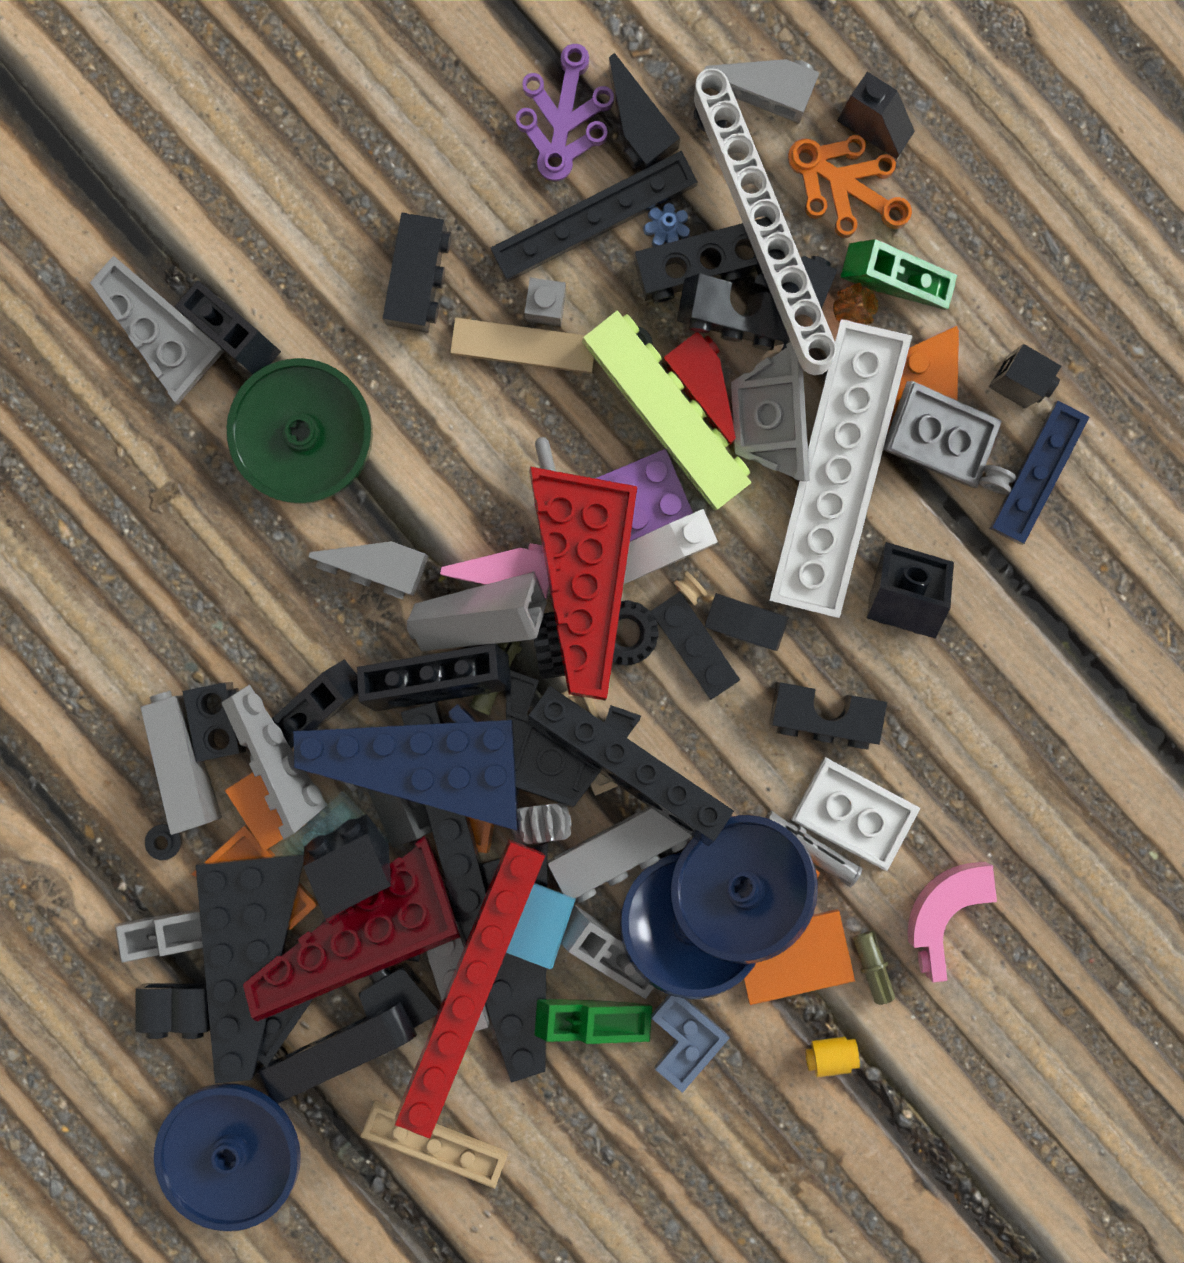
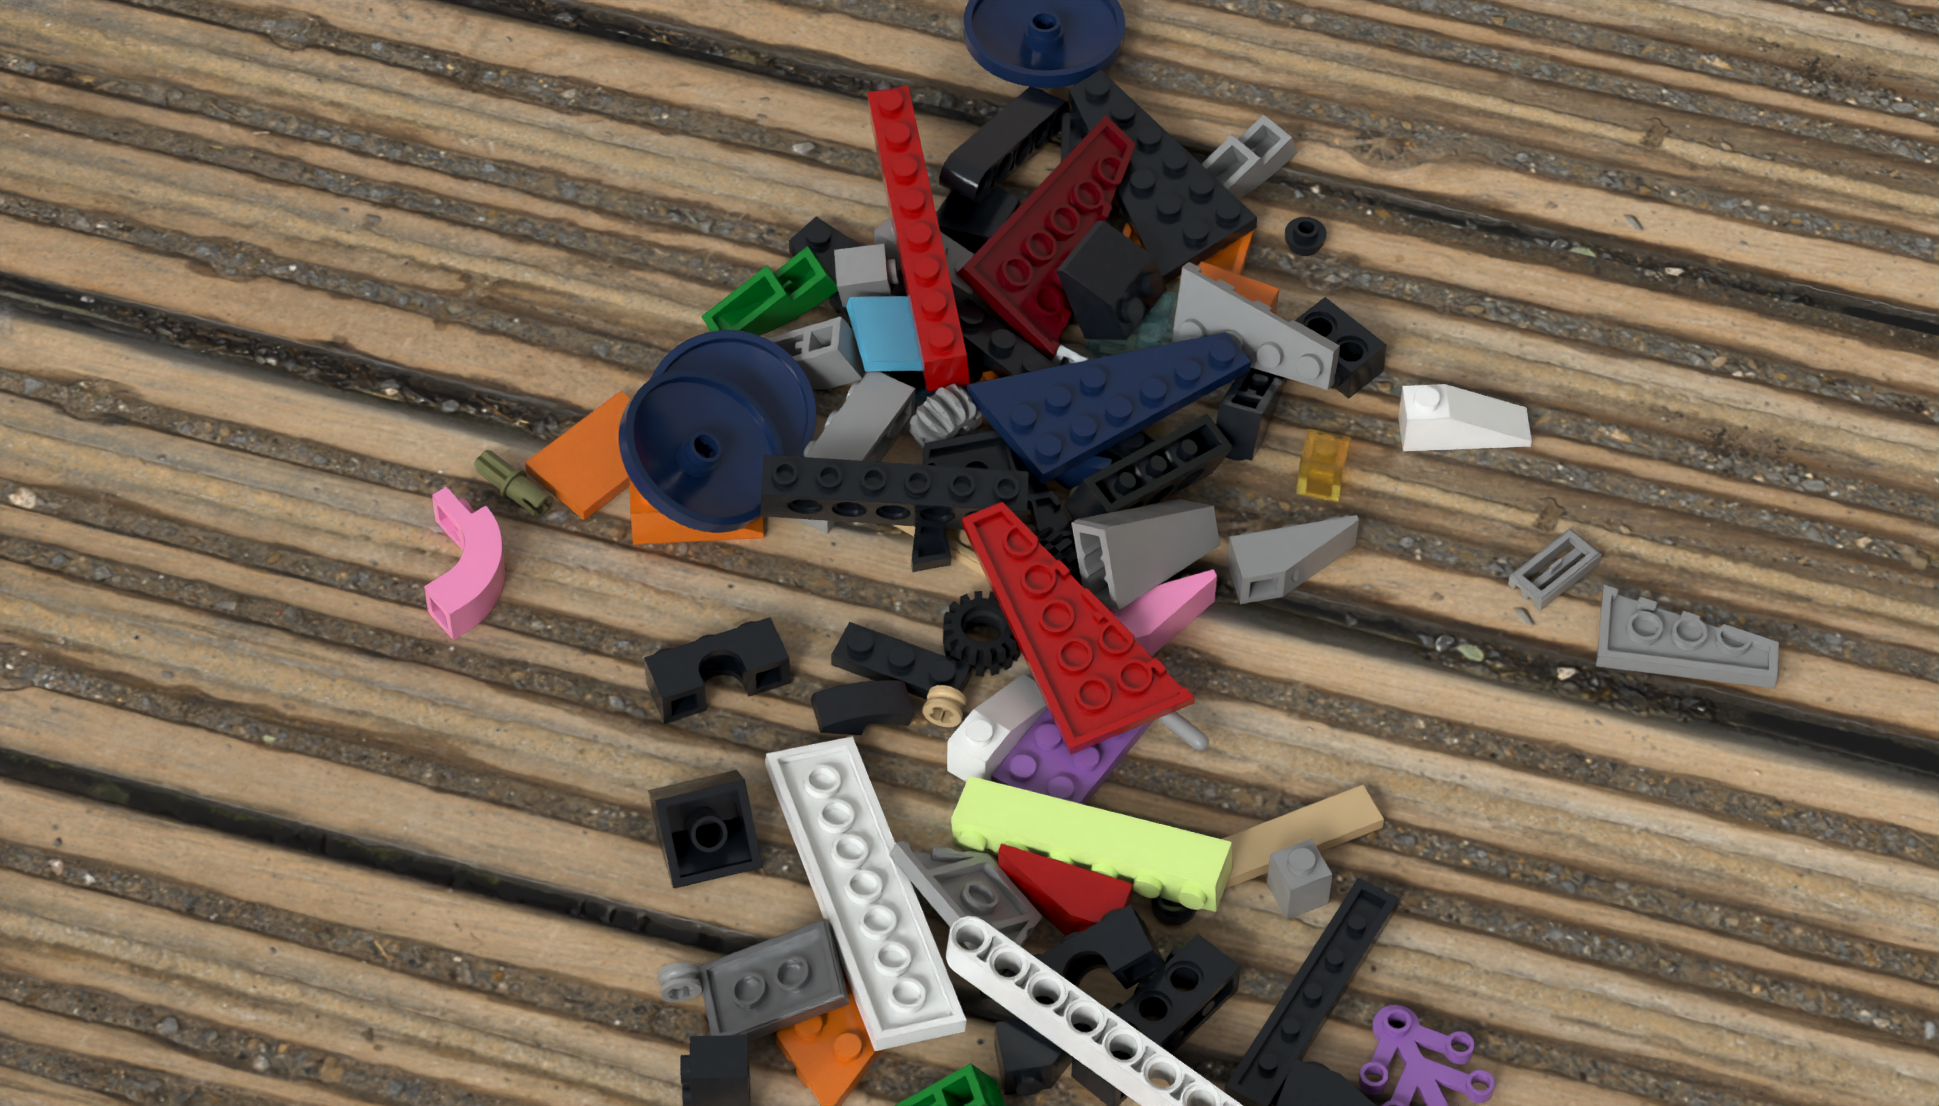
camera: 145 degrees right, 35 degrees down
(163, 451) = (1566, 580): none -> light grey tile
(170, 603) = (1459, 419): none -> white slope
(171, 1008) = (1191, 111): black brick -> none
(181, 780) = (1314, 266): light grey slope -> none
(227, 328) = (1604, 677): black slope -> none
(297, 622) = (1323, 465): none -> clear yellow brick
(299, 431) = (1456, 621): dark green dish -> none
(416, 272) = (1458, 834): black brick -> none
(444, 1149) = (837, 142): tan tile -> none
(519, 991) = (864, 272): none -> light grey brick
(662, 229) = (1224, 1038): medium blue plant -> none
(695, 1043) = (655, 325): sand blue plate -> none
(822, 855) = (703, 548): light grey pin -> none
(832, 1056) = (505, 388): yellow brick -> none
(855, 305) = (955, 1053): clear orange gear -> none
(855, 814) = (623, 607): white tile -> none
(1039, 472) = (636, 1017): dark blue plate -> none

